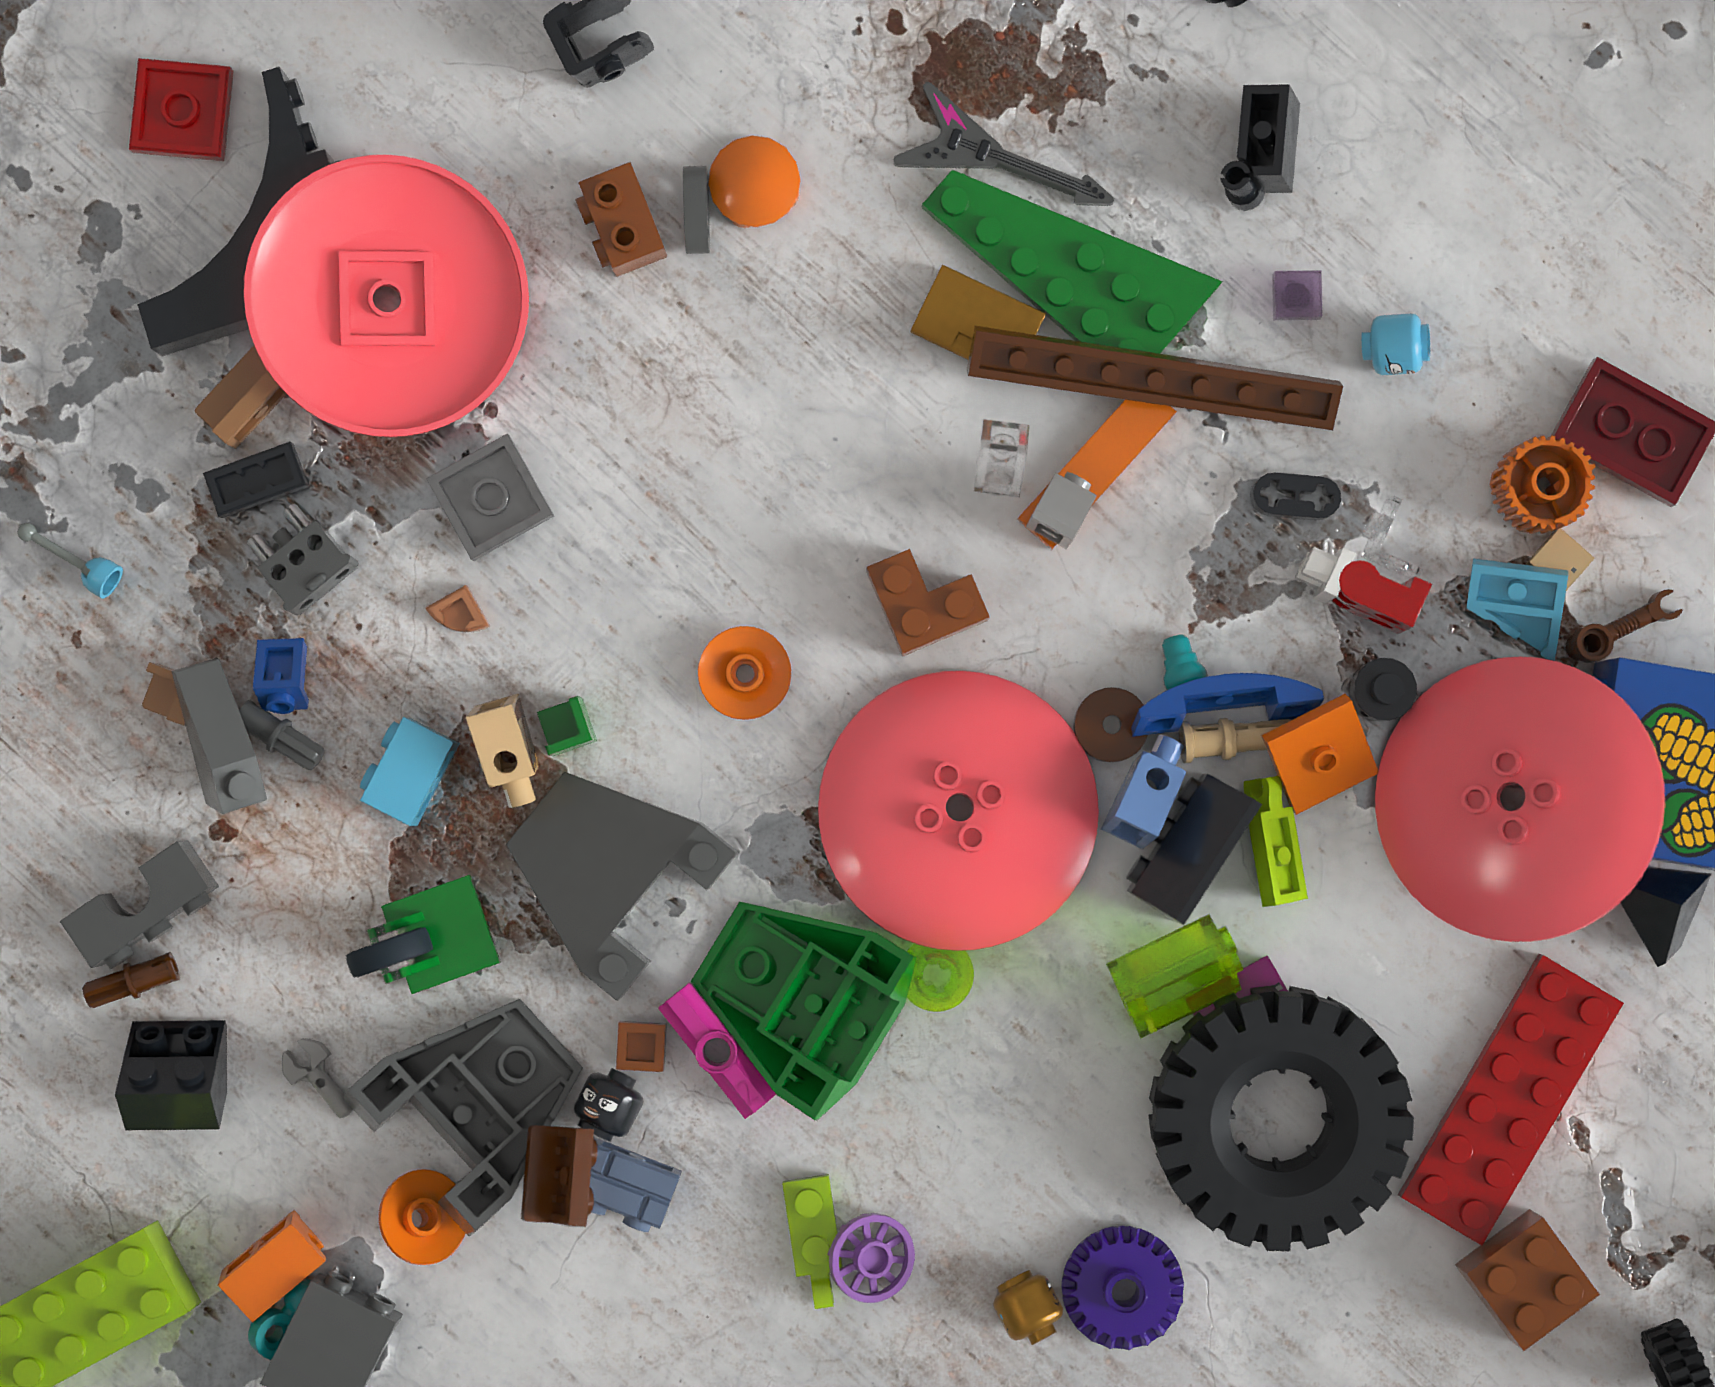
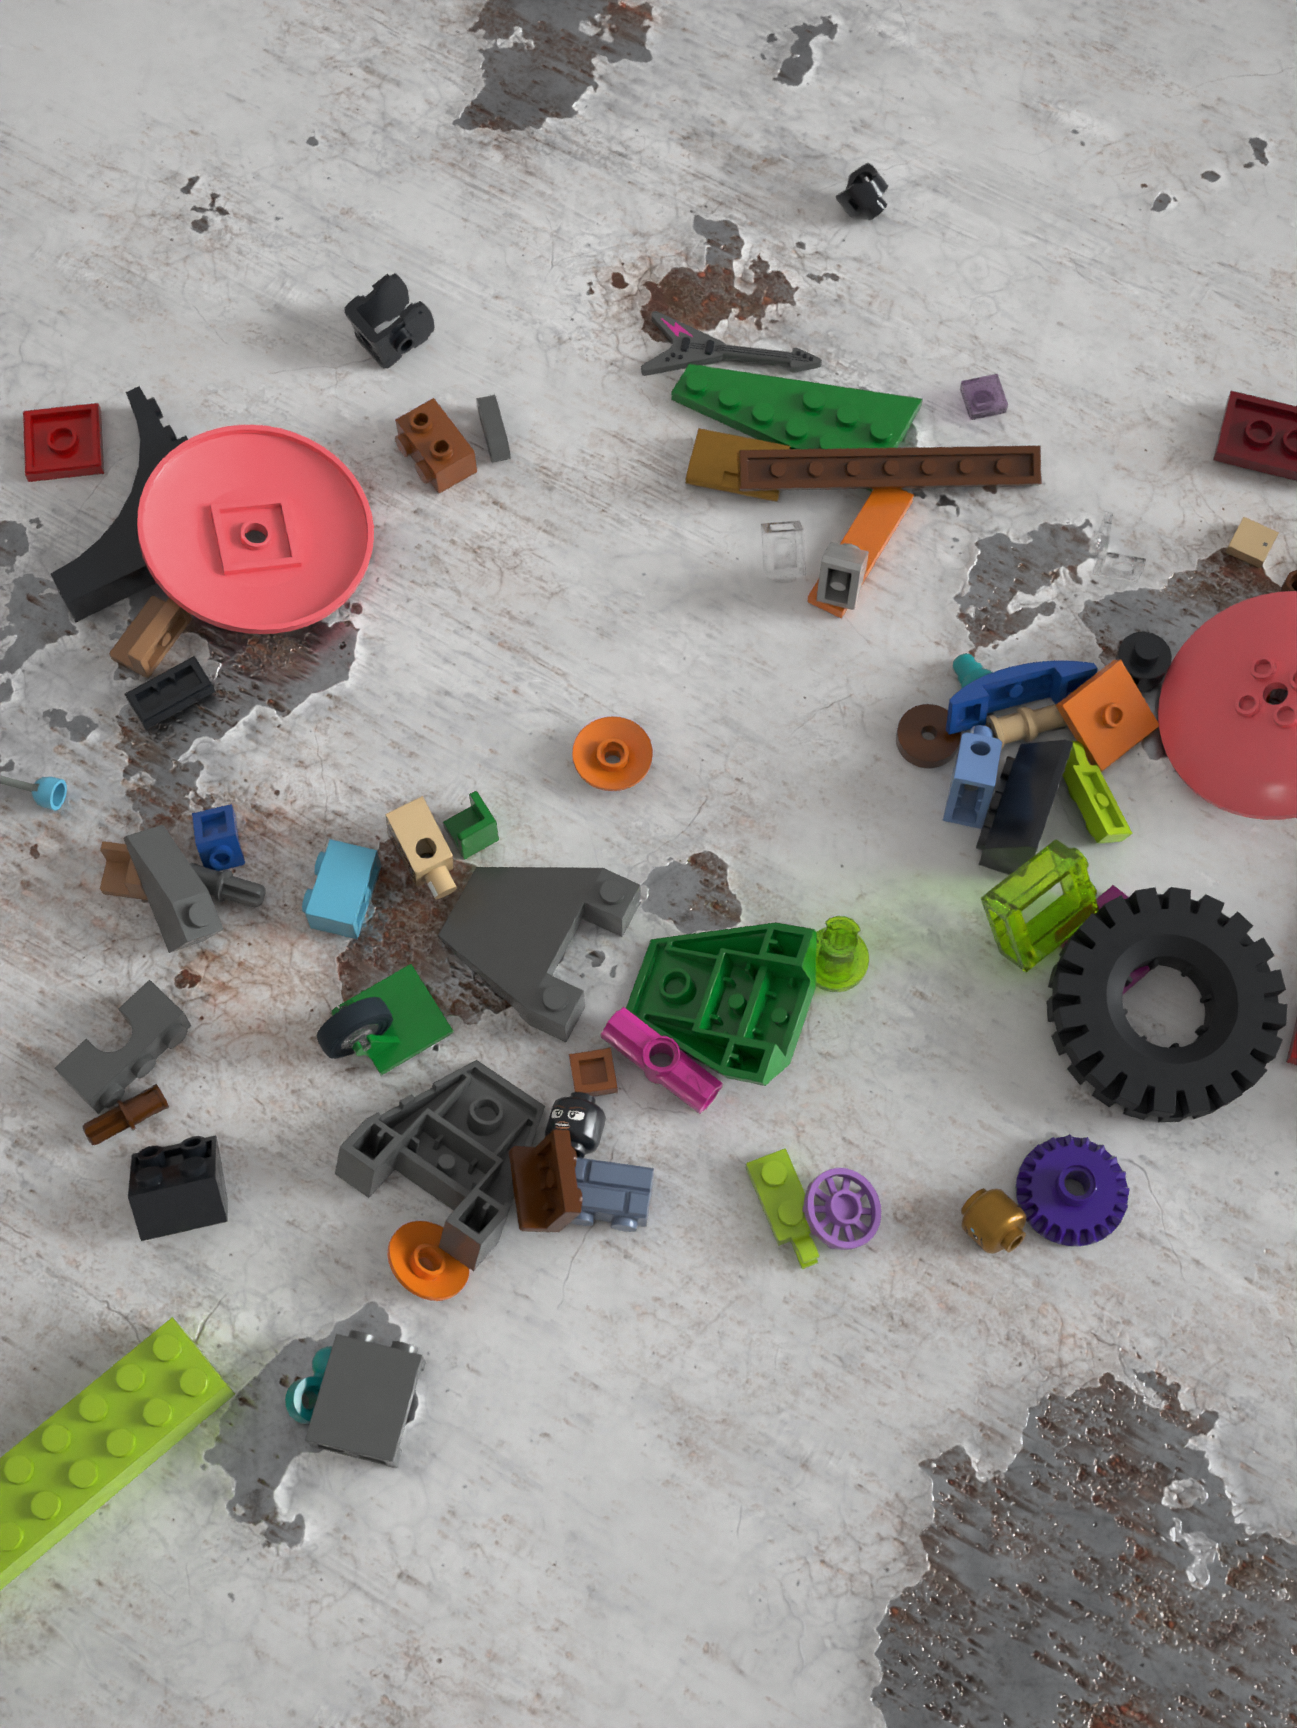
camera: 15 degrees left, 20 degrees down
(272, 1266) = (297, 1337): orange hinge -> none
(315, 575) = (222, 748): dark grey piece -> none
(317, 1076) = (307, 1164): light grey bar -> none
(459, 611) = (360, 761): nougat tile -> none
(490, 497) = (369, 666): flat silver plate -> none
(754, 181) = (534, 403): orange dish -> none
(921, 616) = (746, 678): dark orange brick -> none
(943, 877) = (802, 870): coral dish -> none
(1264, 146) = (929, 298): black hinge -> none
(1296, 485) = (1026, 538): black beam -> none
(1362, 590) = (1102, 583): red hips -> none
(1397, 344) = (1072, 413): medium azure head -> none
(1521, 600) = (1228, 571): medium azure wing -> none
(1566, 495) = (1219, 484): orange brick -> none

